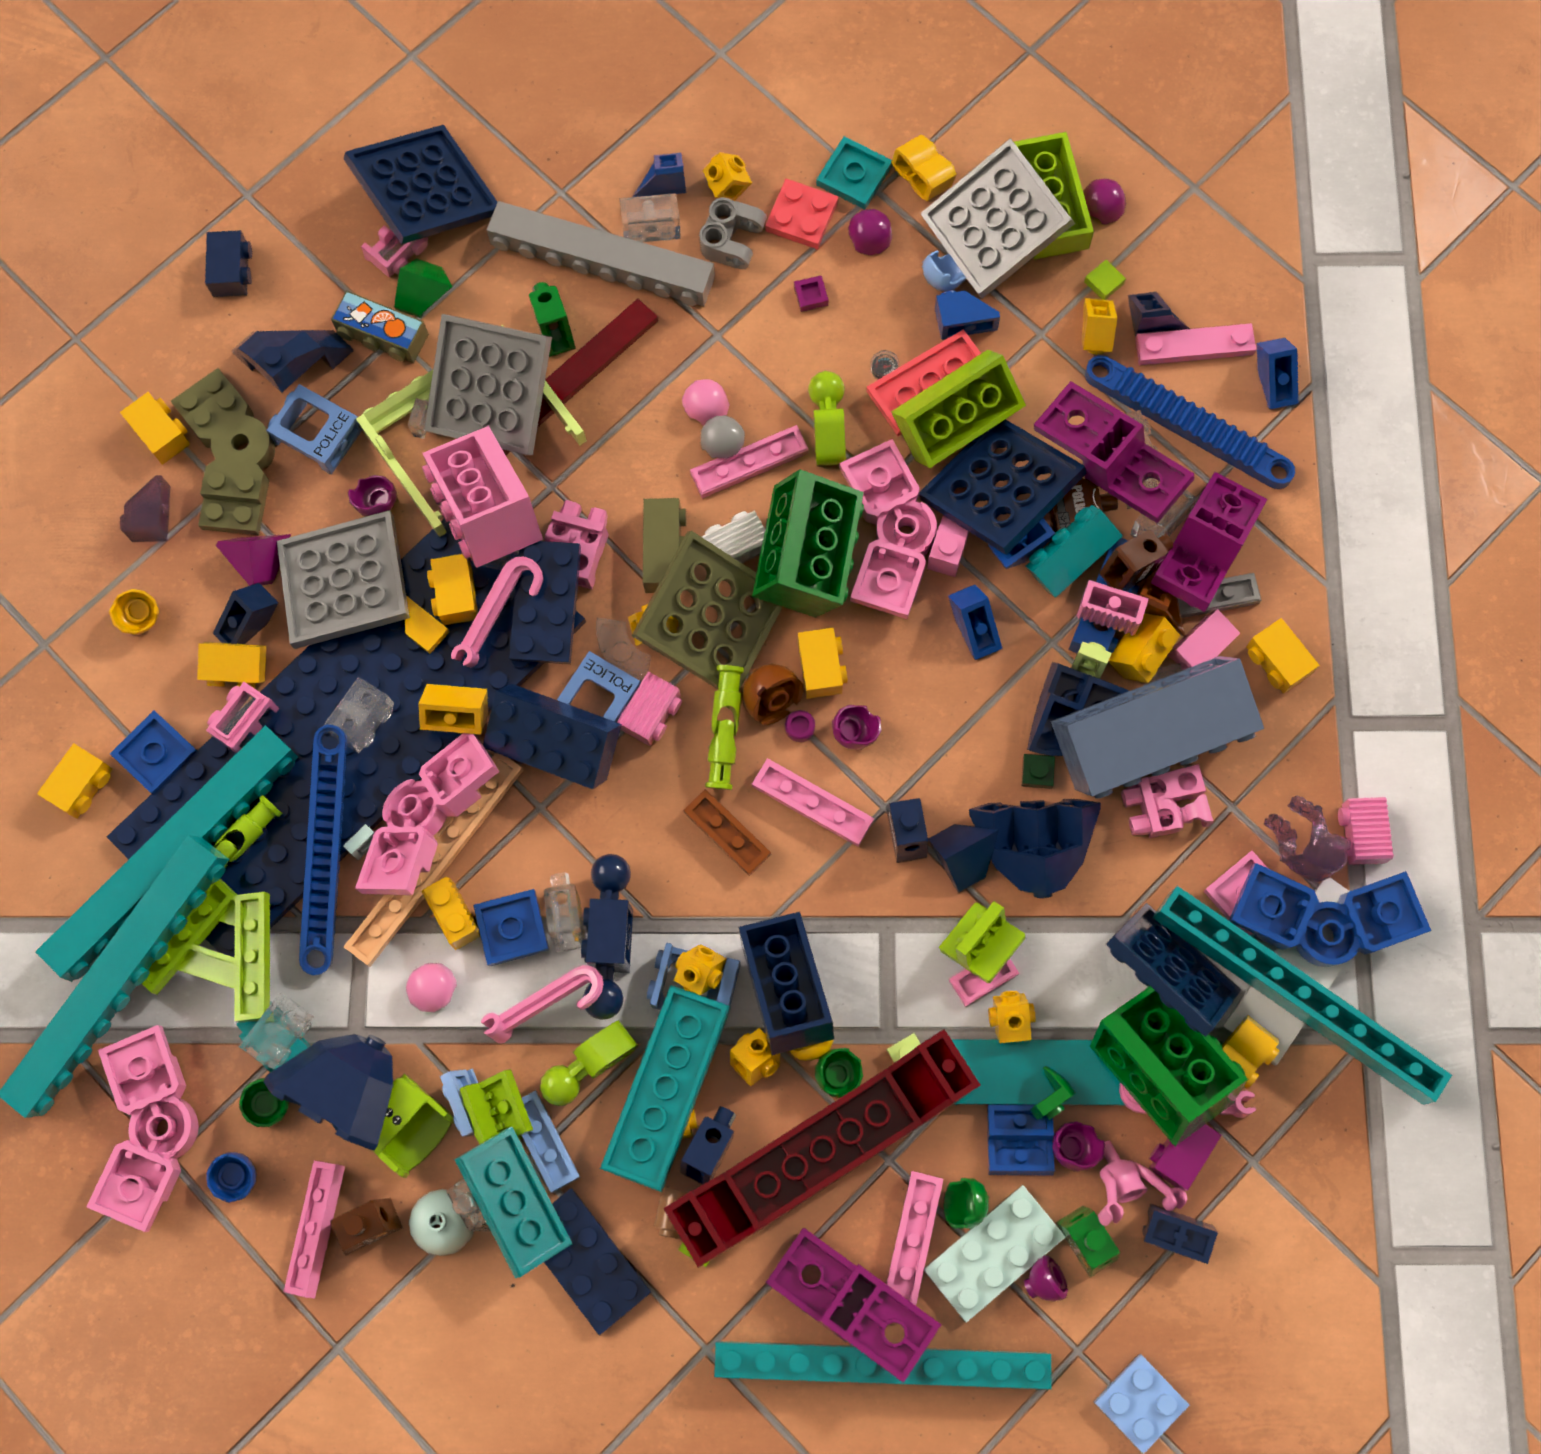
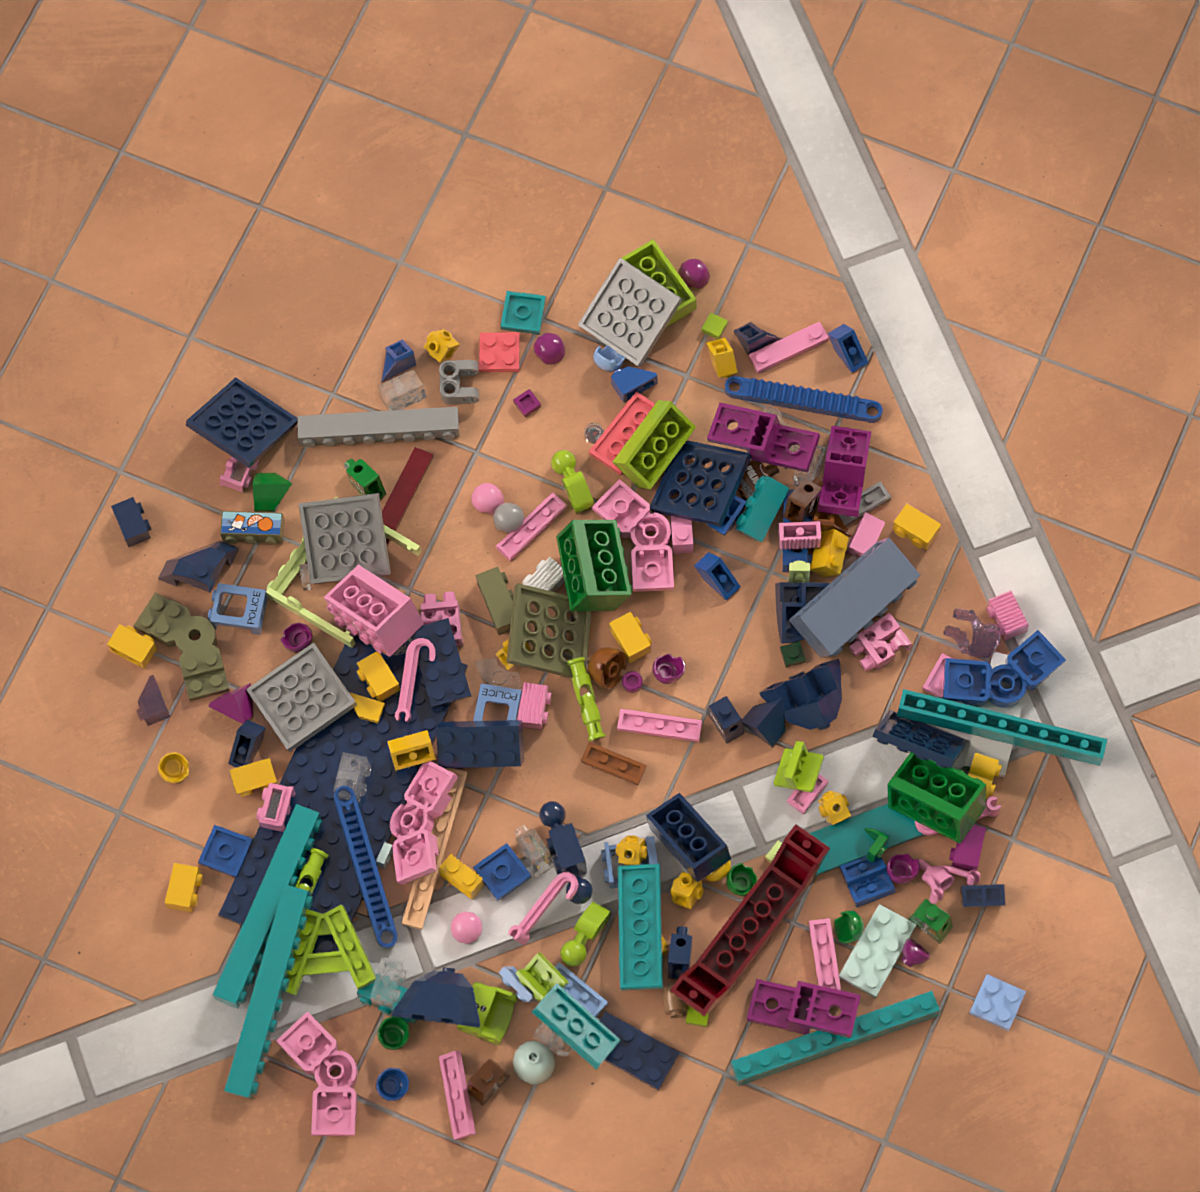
camera: 20 degrees left, 5 degrees down
(923, 167) = (568, 294): yellow brick -> none

